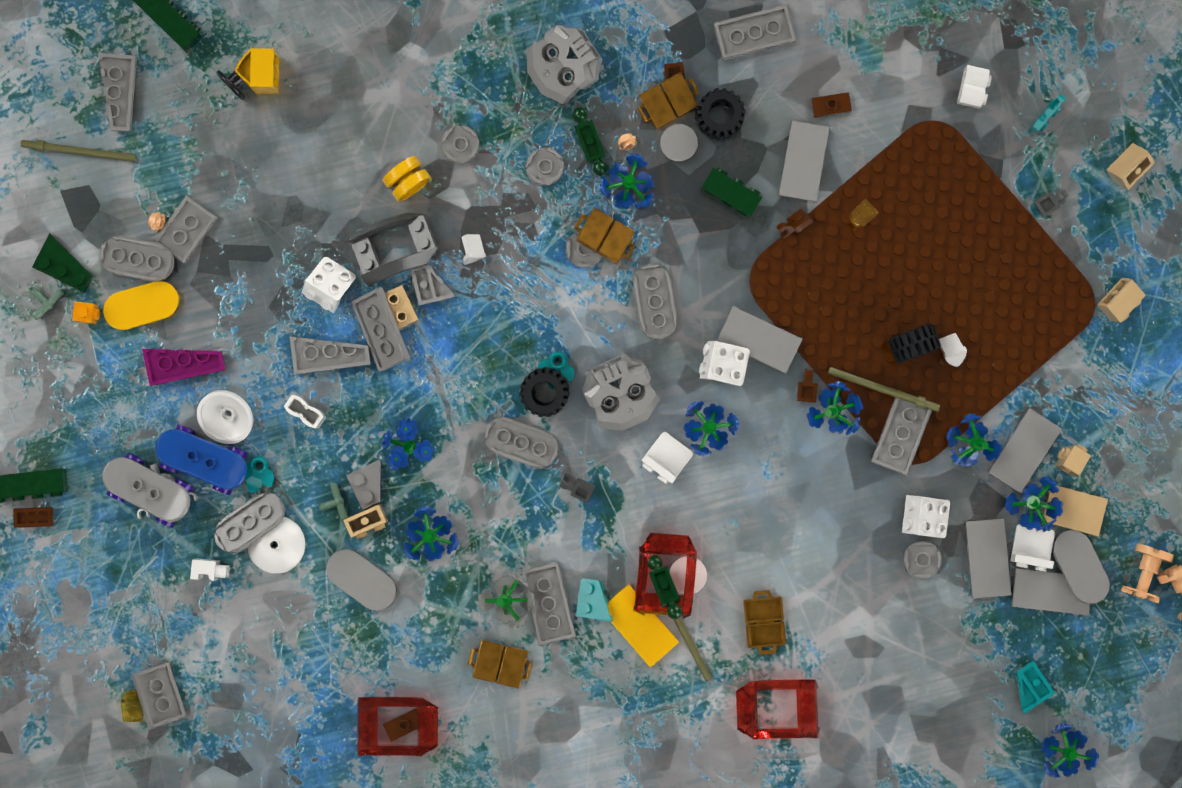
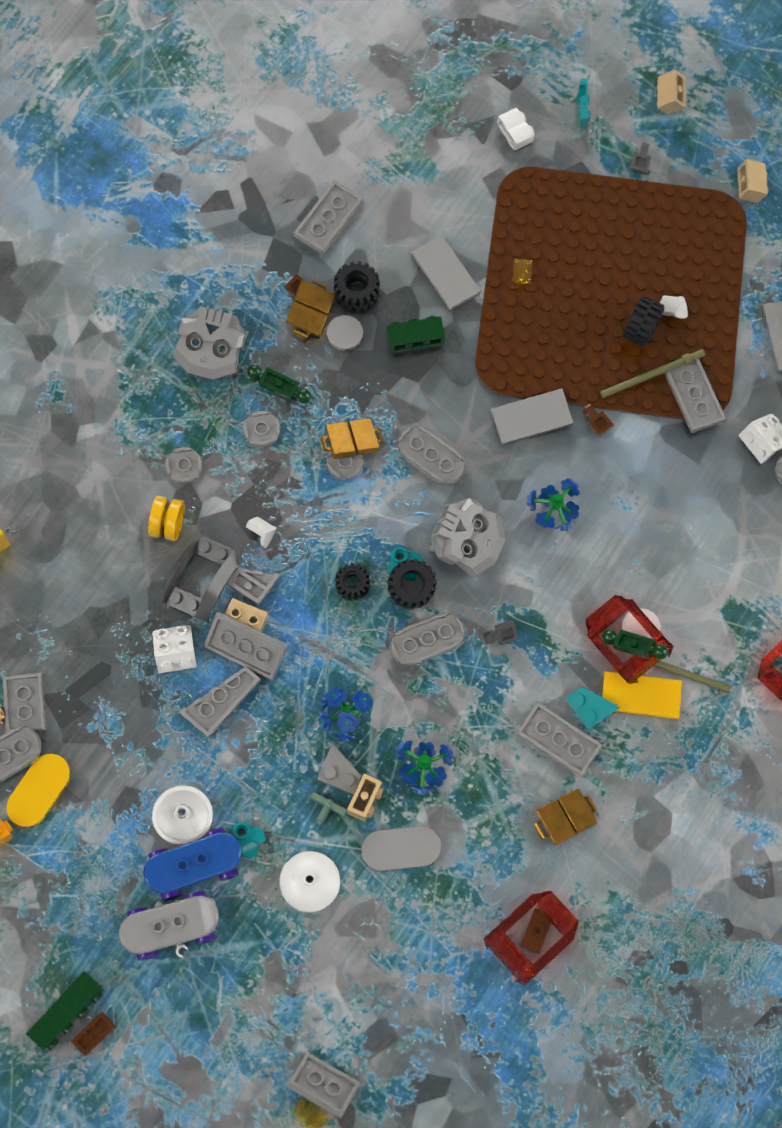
camera: 45 degrees left, 15 degrees down
(175, 365) = (107, 811): magenta wing -> none
(210, 568) = (274, 942): white hips -> none
(249, 522) = (274, 881): light grey tile -> none
(309, 415) = (236, 757): white brick -> none
(504, 361) = (352, 571): none -> black tyre
(504, 610) = (519, 755): light grey plant -> none
(621, 176) = (336, 381): blue plant -> none
(627, 142) = (306, 361): light nougat plate -> none
(666, 458) = (545, 556): white bracket -> none
(724, 363) = (521, 453): white bracket -> none
(764, 613) = (722, 605): pearl gold piece -> none
(796, 222) = (480, 315): reddish brown plate -> none
(829, 400) = (626, 414): blue plant -> none
(831, 105) = (428, 220): reddish brown plate -> none
(976, 442) = (745, 350): blue plant -> none

